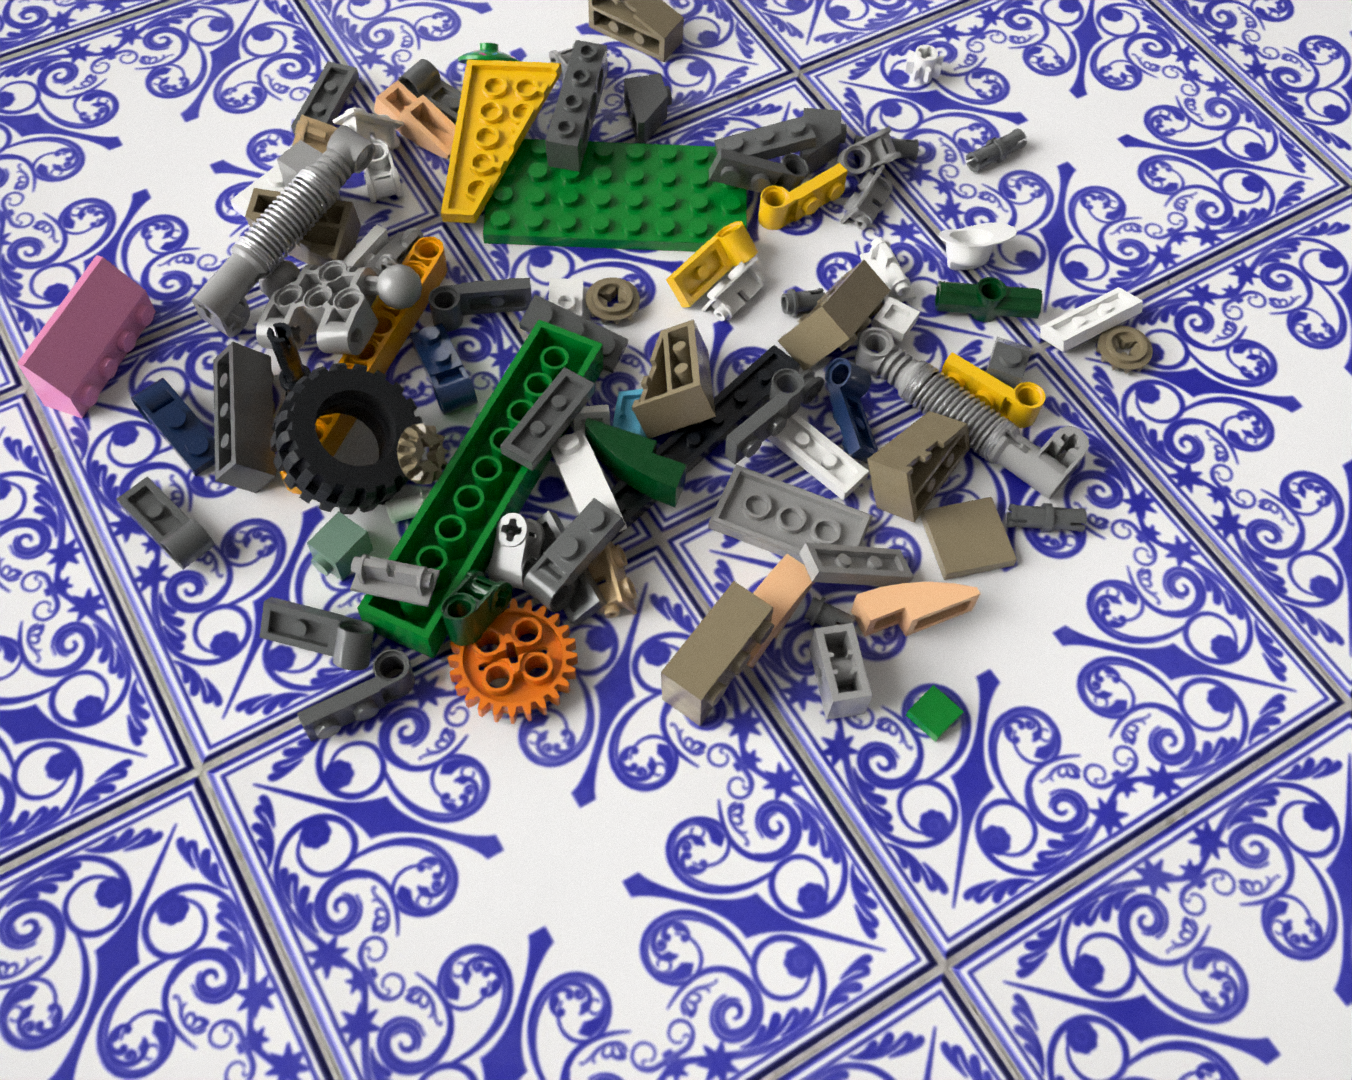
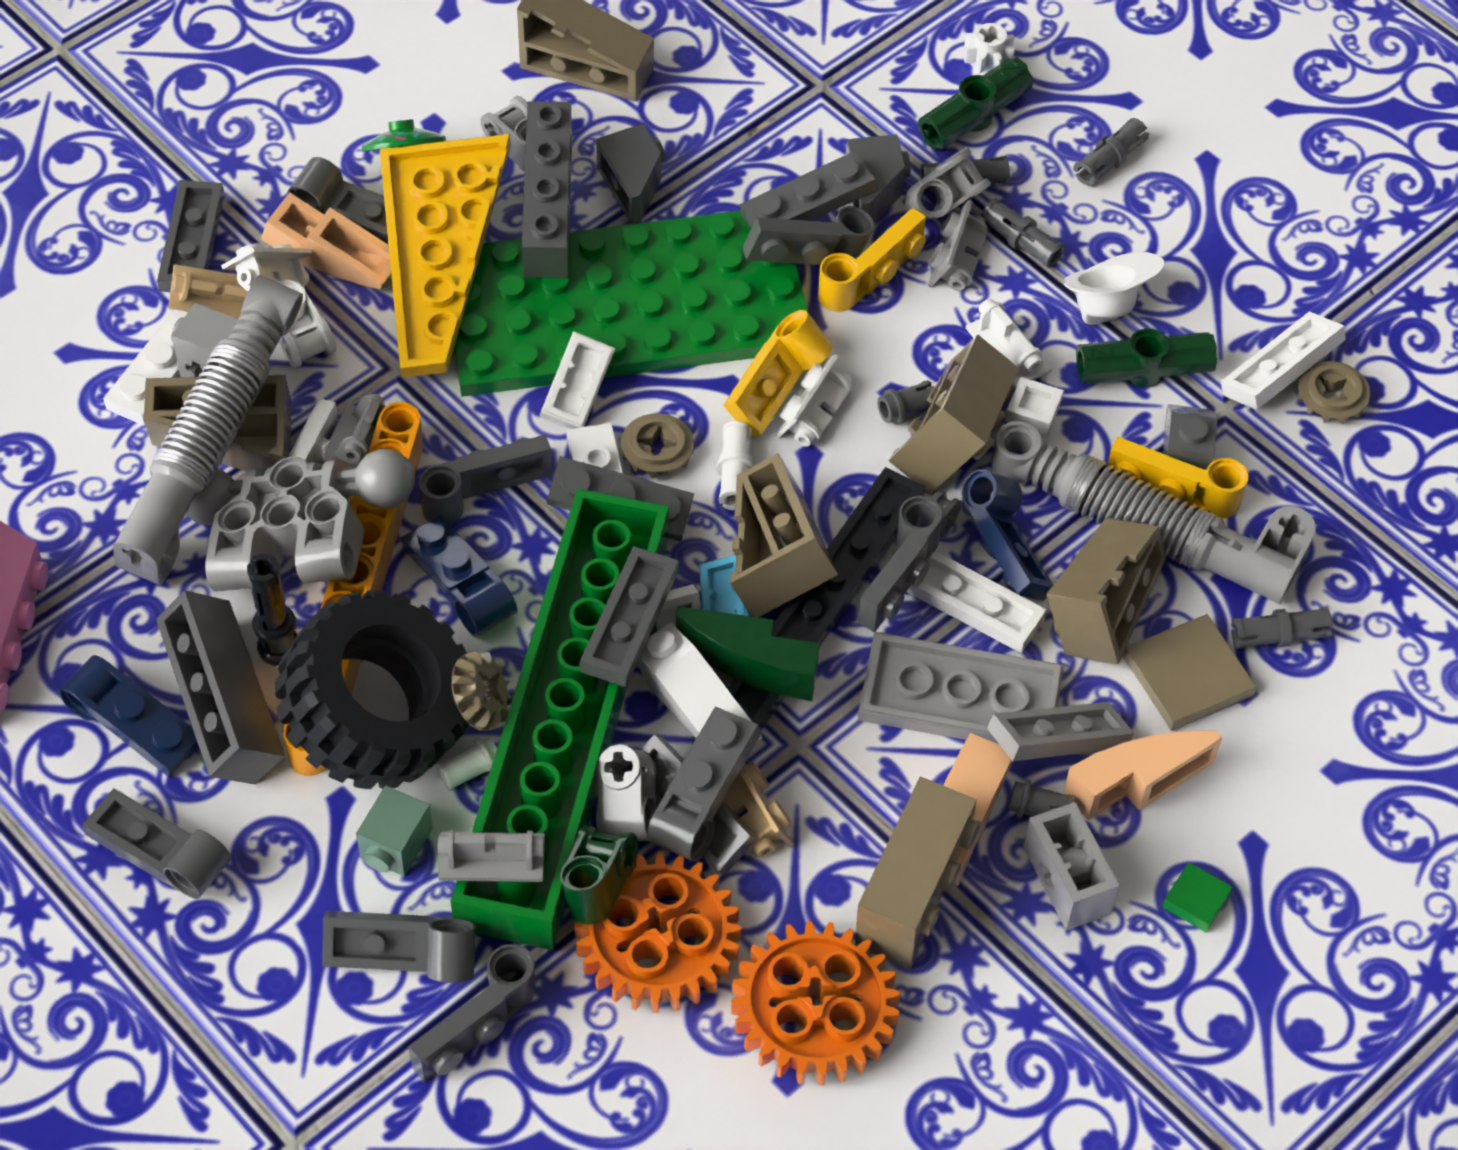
camera: 10 degrees left, 5 degrees down
(565, 245) = (577, 381): none -> white plate
(611, 772) = (820, 1044): none -> orange gear
(666, 317) = (733, 460): none -> white pin
(904, 100) = (975, 103): none -> dark green piece
(930, 209) = (1043, 248): none -> dark grey pin

